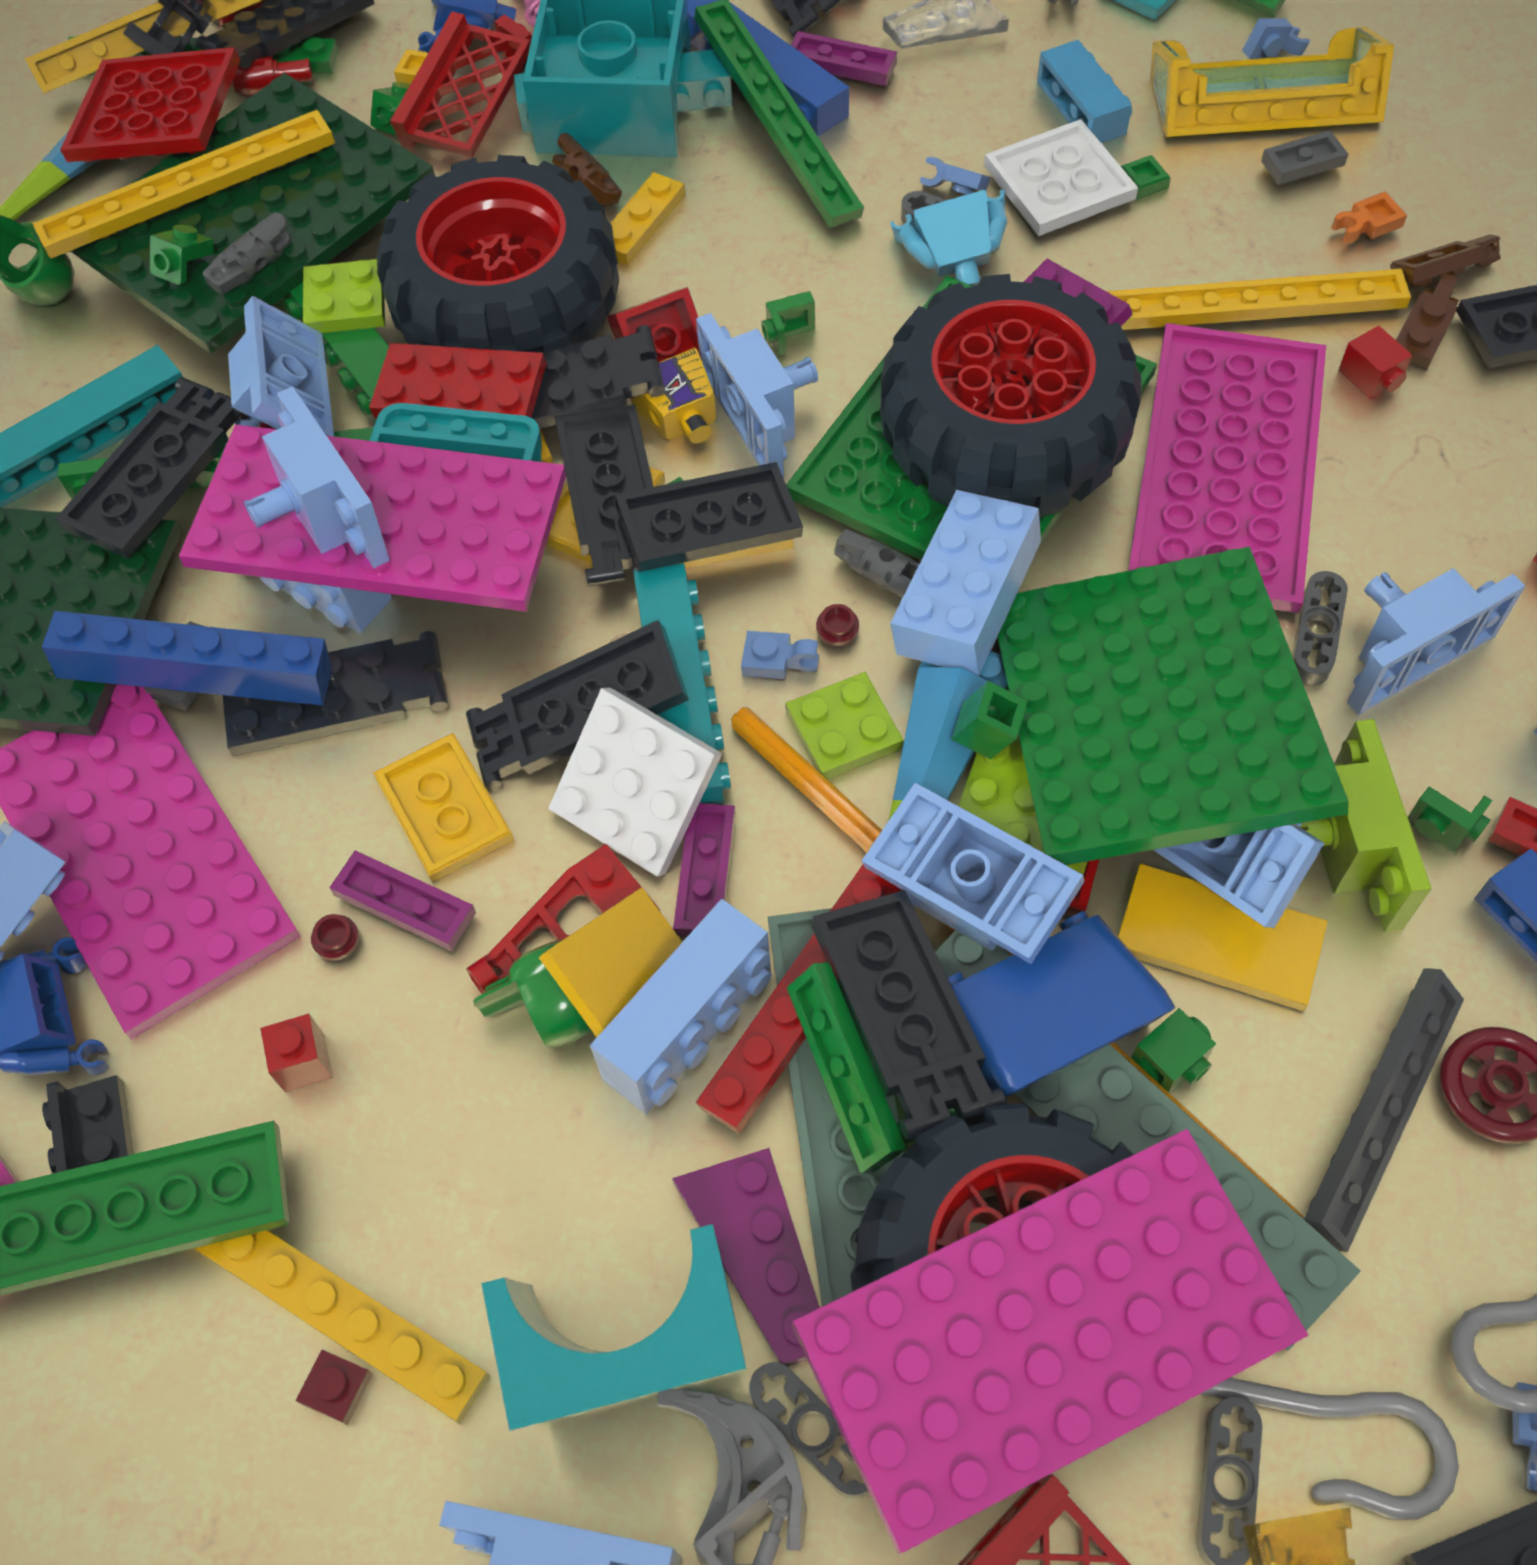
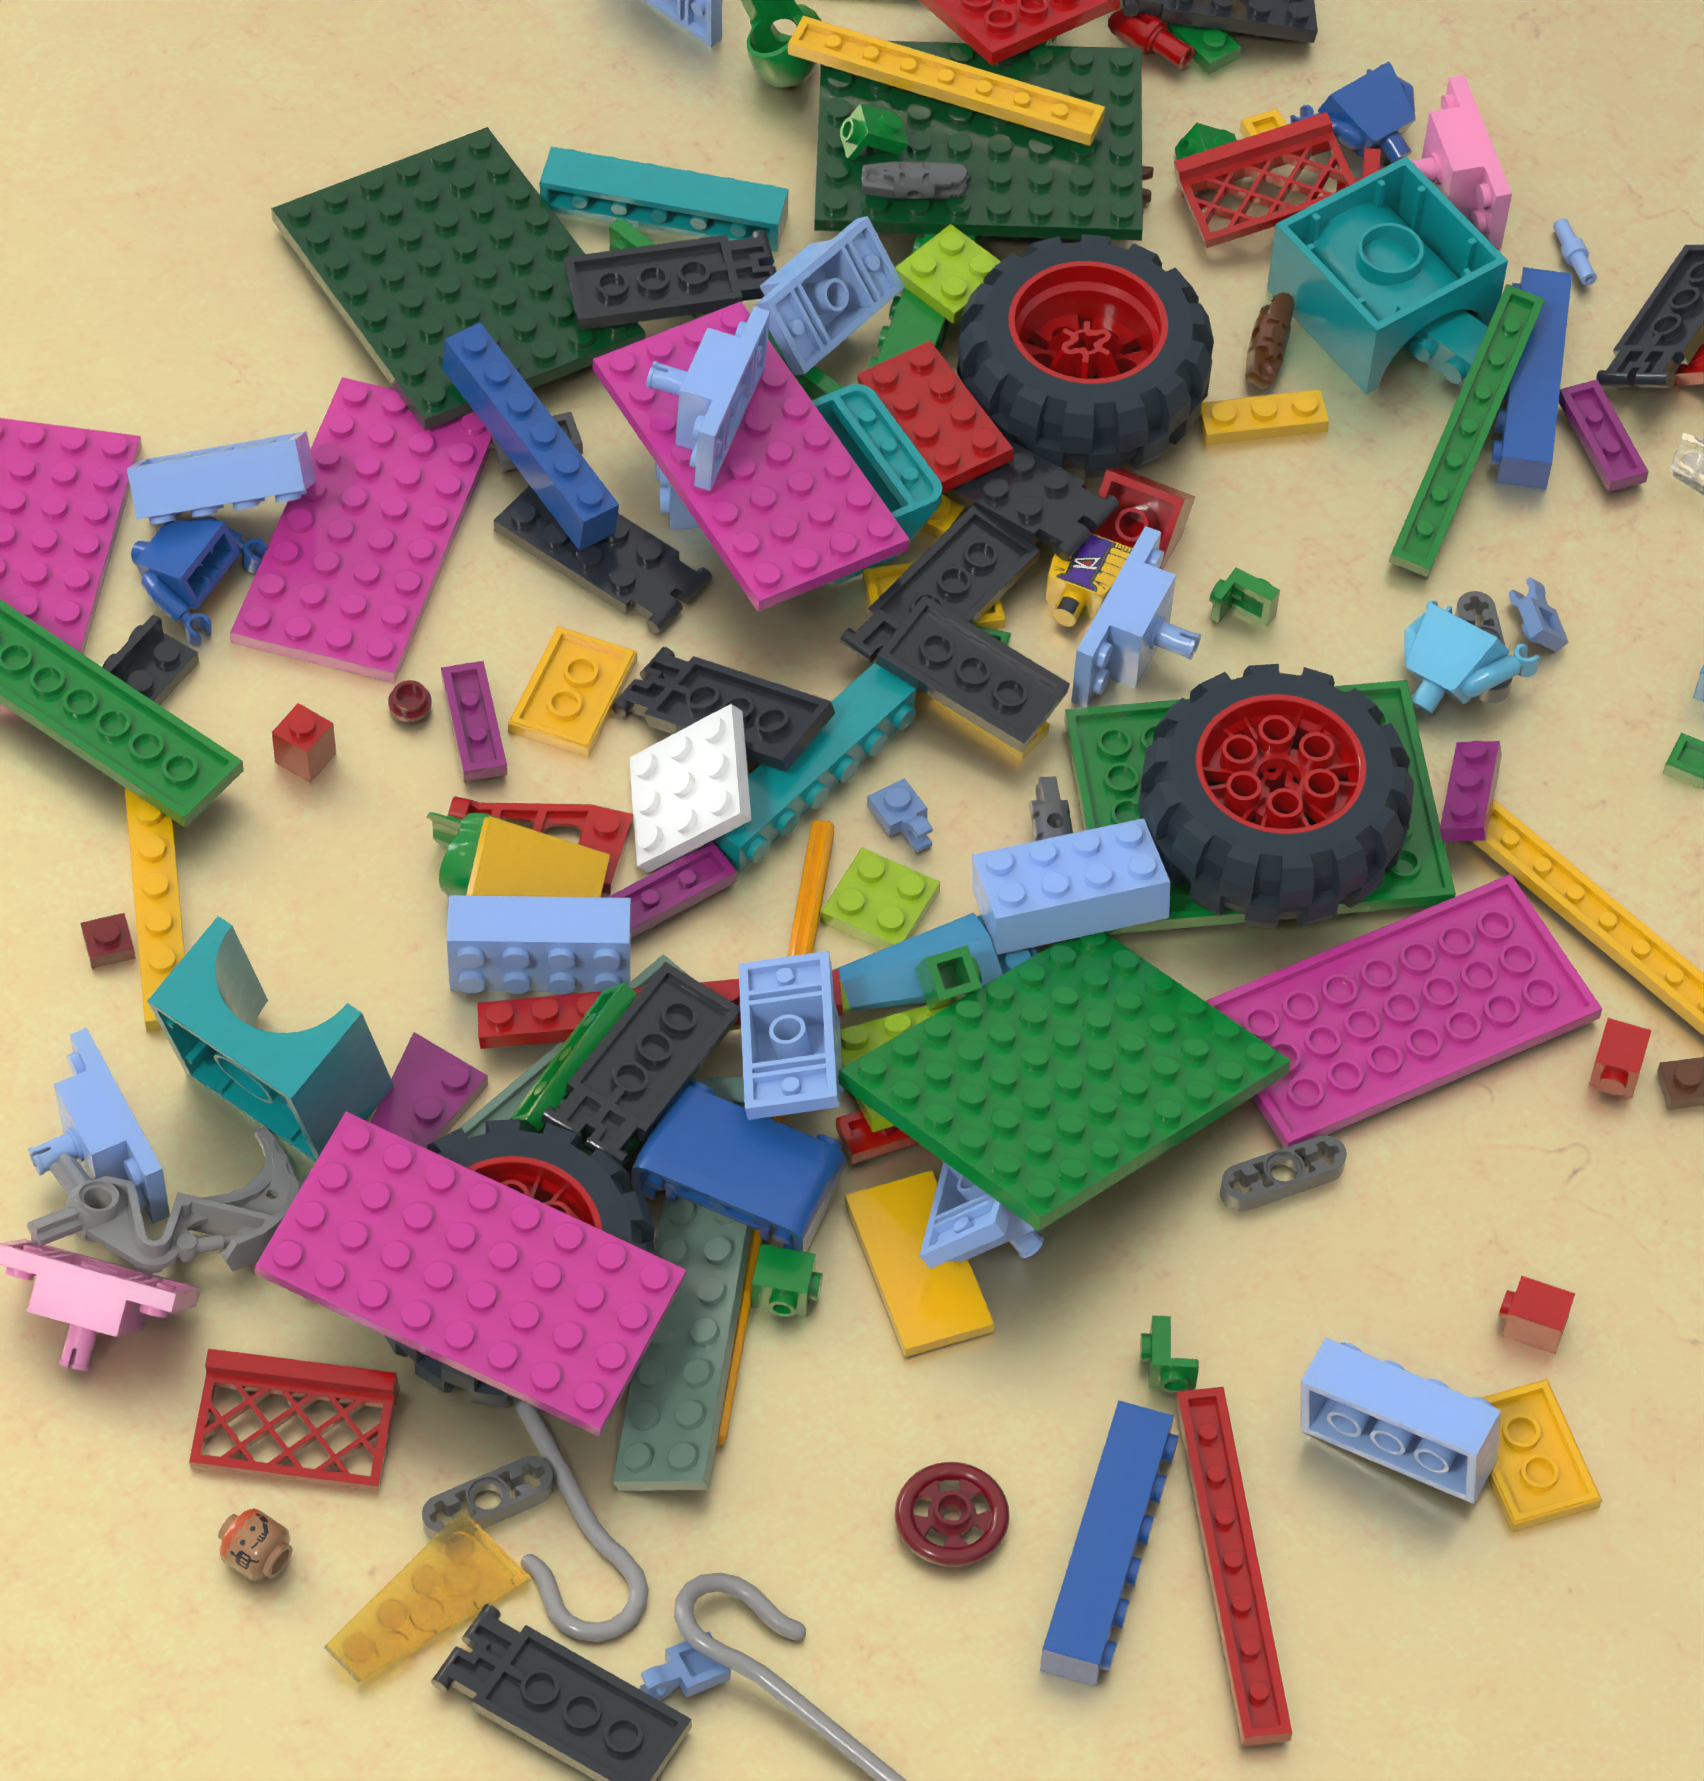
camera: 45 degrees right, 5 degrees down
(837, 625) = (968, 836): dark red plate -> none
(1060, 177) = (1619, 694): white plate -> none
(1375, 840) = (1089, 1288): lime brick -> none
(1384, 1109) = (862, 1442): dark grey plate -> none
(1426, 630) = (1324, 1238): light blue brick -> none

